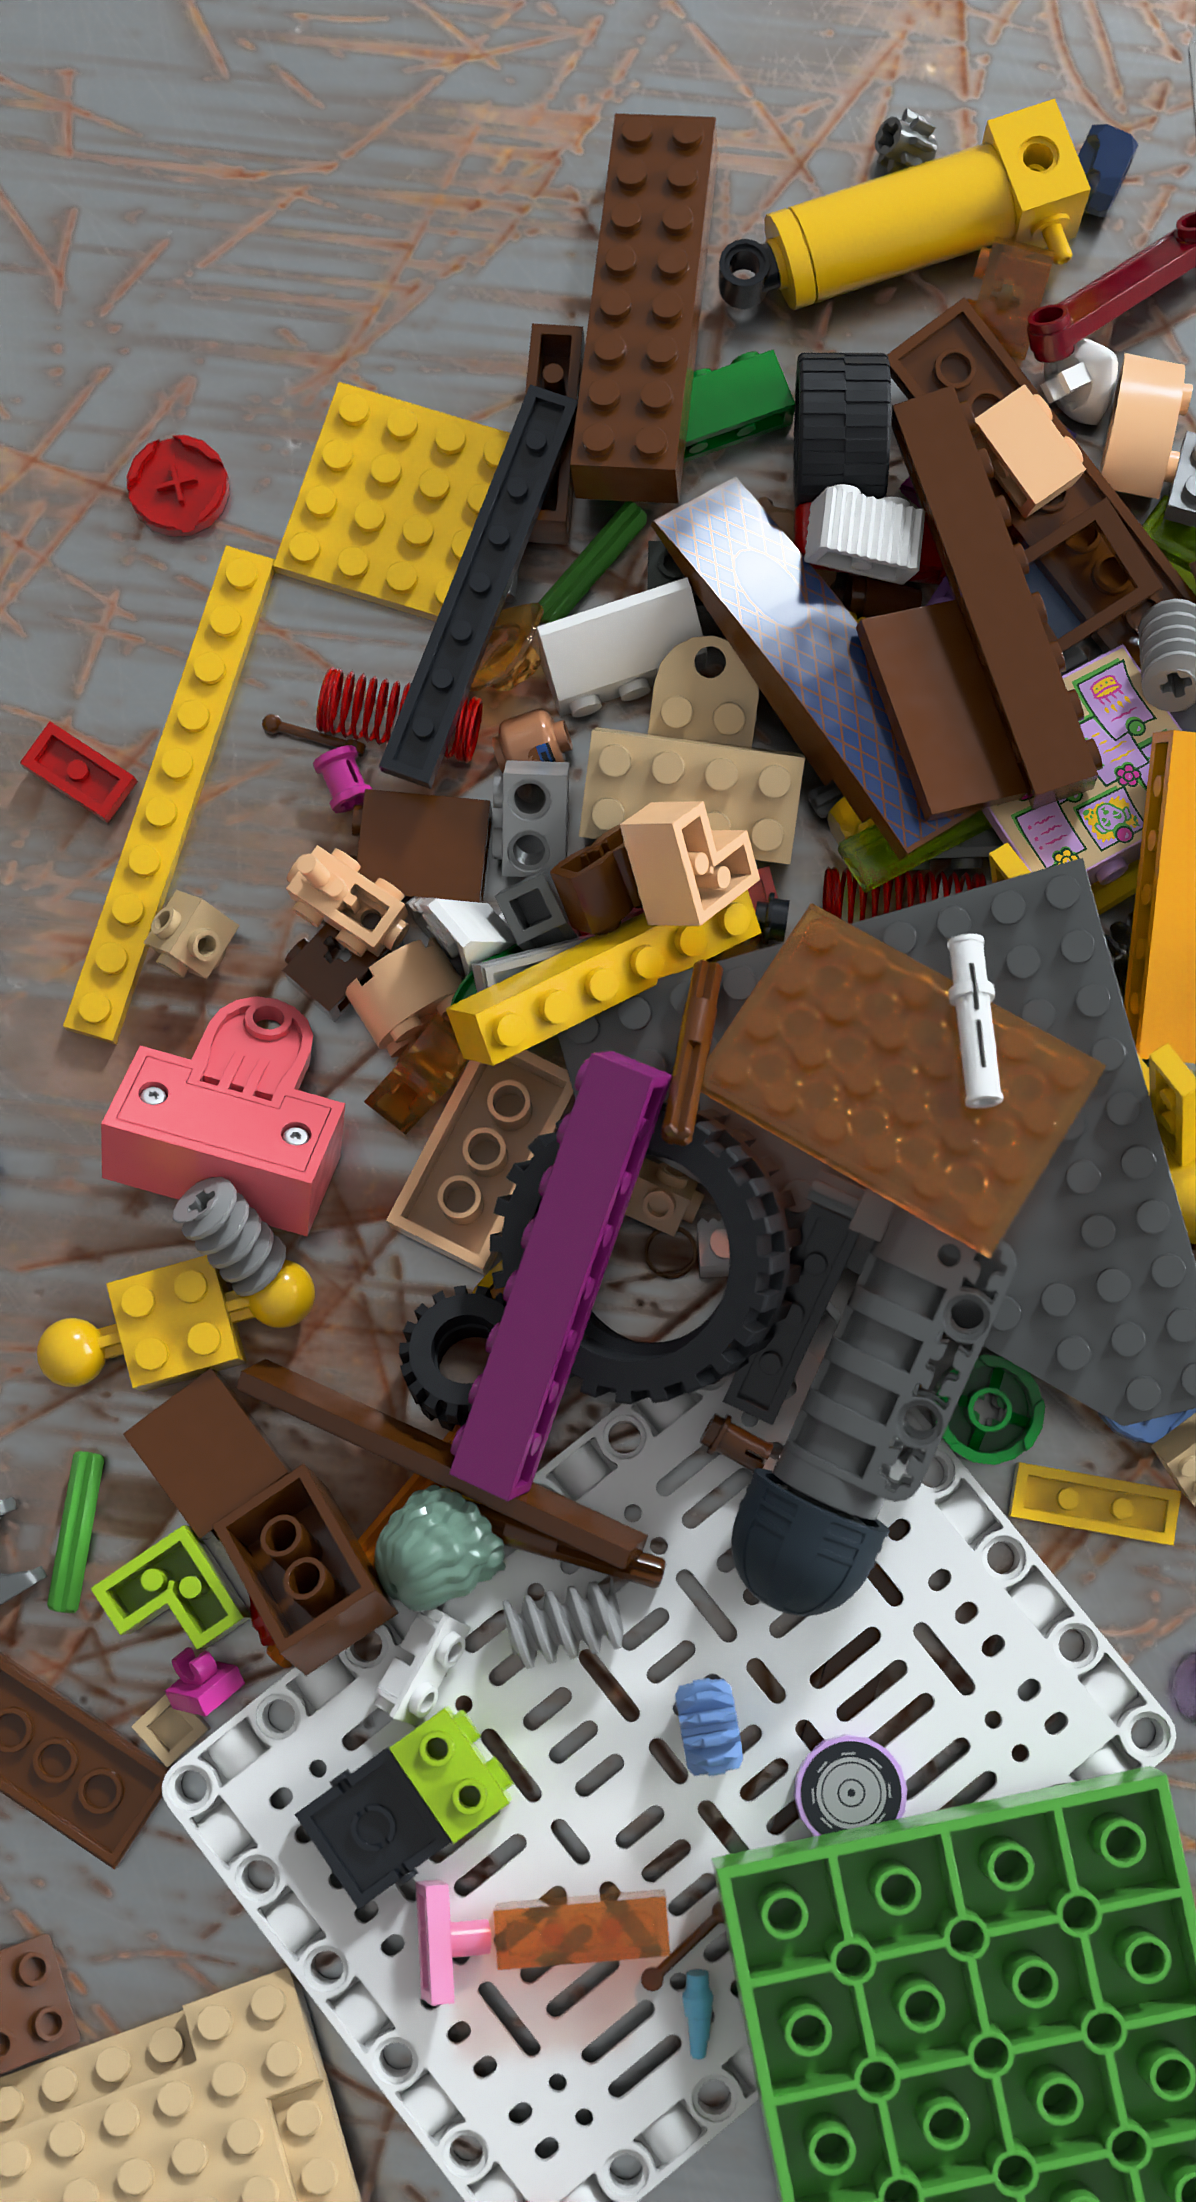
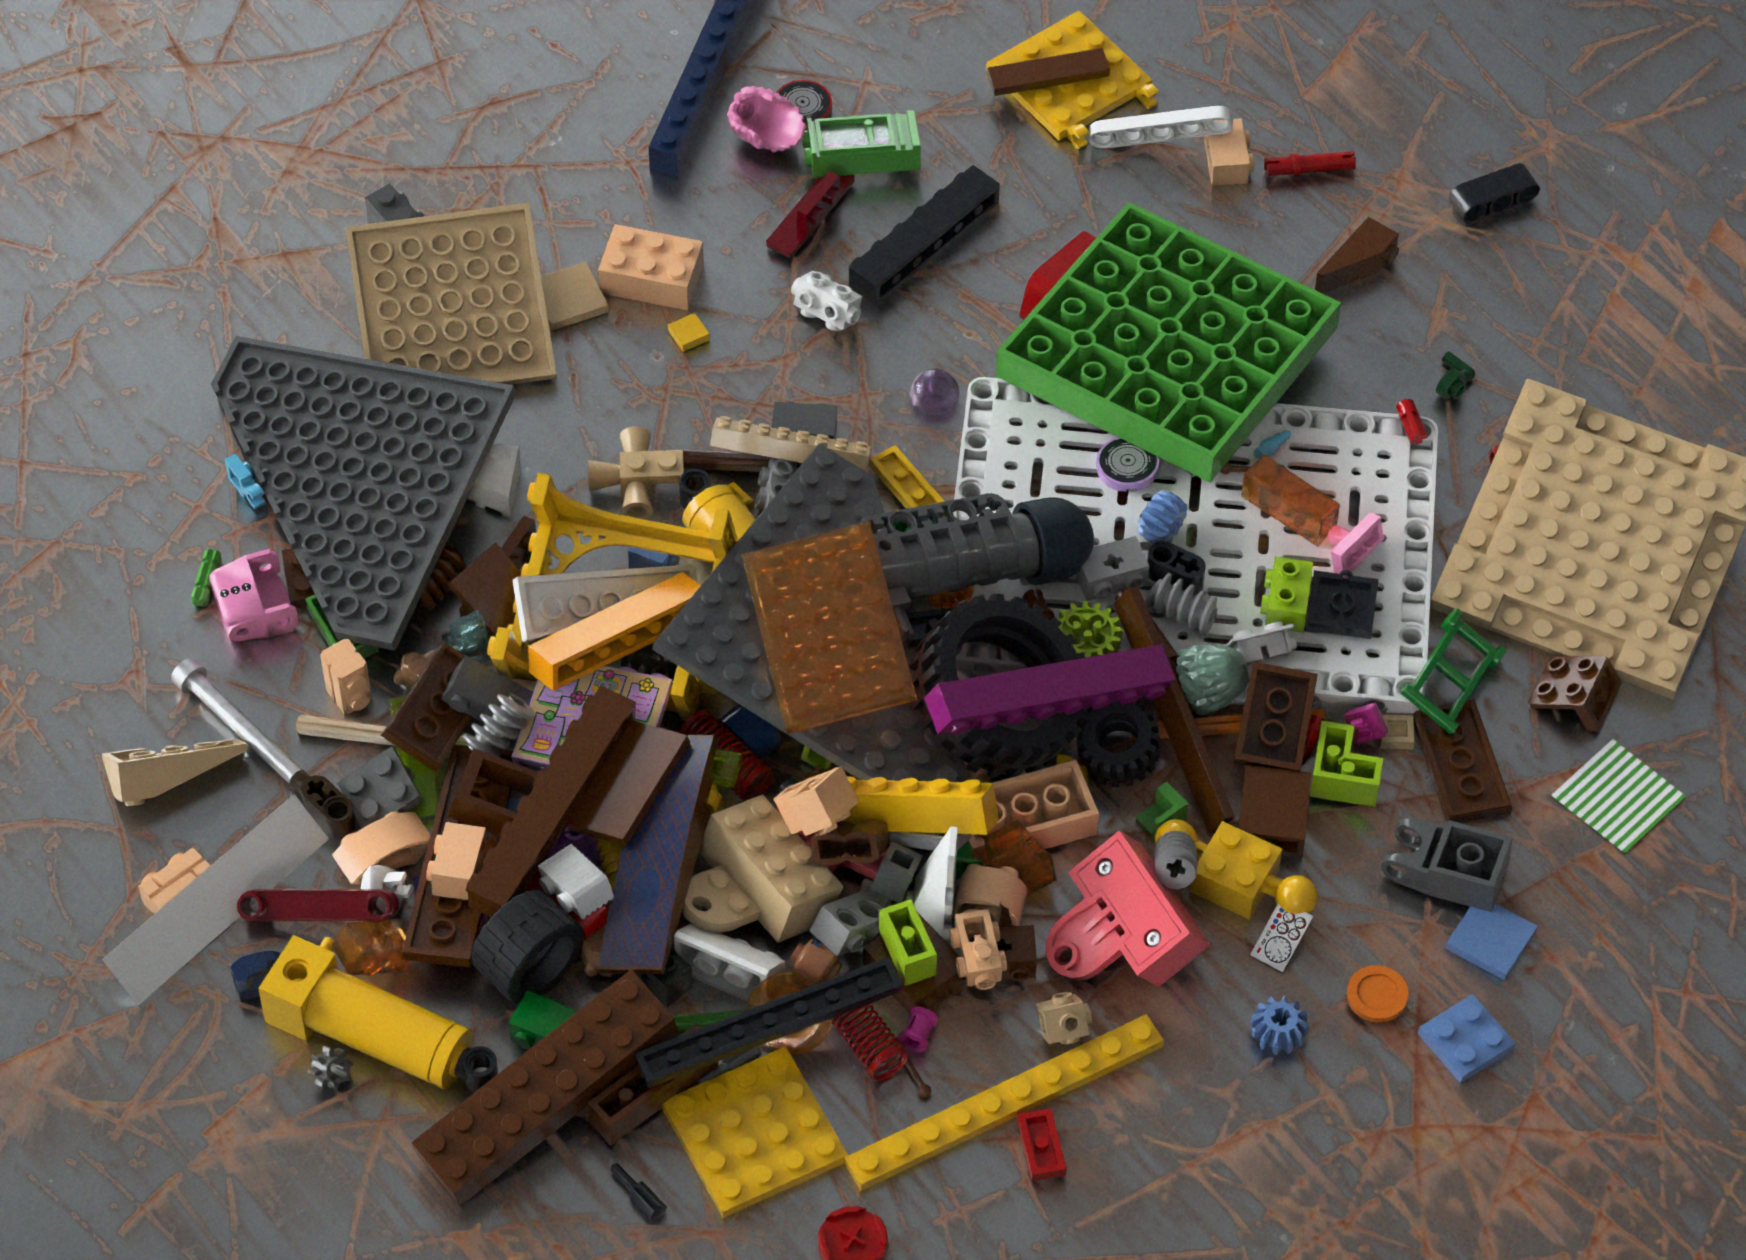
camera: 140 degrees left, 25 degrees down
(48, 1287) = (1281, 937): none -> white sticker
(75, 1532) = (1365, 836): bright green axle -> none
(143, 1958) = (1491, 657): none -> green piece
(338, 1324) = (1167, 806): none -> bright green panel
(426, 823) = (907, 942): none -> lime brick
(445, 326) = (640, 1194): none -> black axle
(617, 1688) = (1177, 562): none -> black beam
(663, 1438) = (1105, 629): none -> lime gear
(685, 1623) = (1113, 568): none -> light grey brick
(692, 1053) = (901, 711): reddish brown axle -> none
(972, 998) = (768, 616): white pin -> none

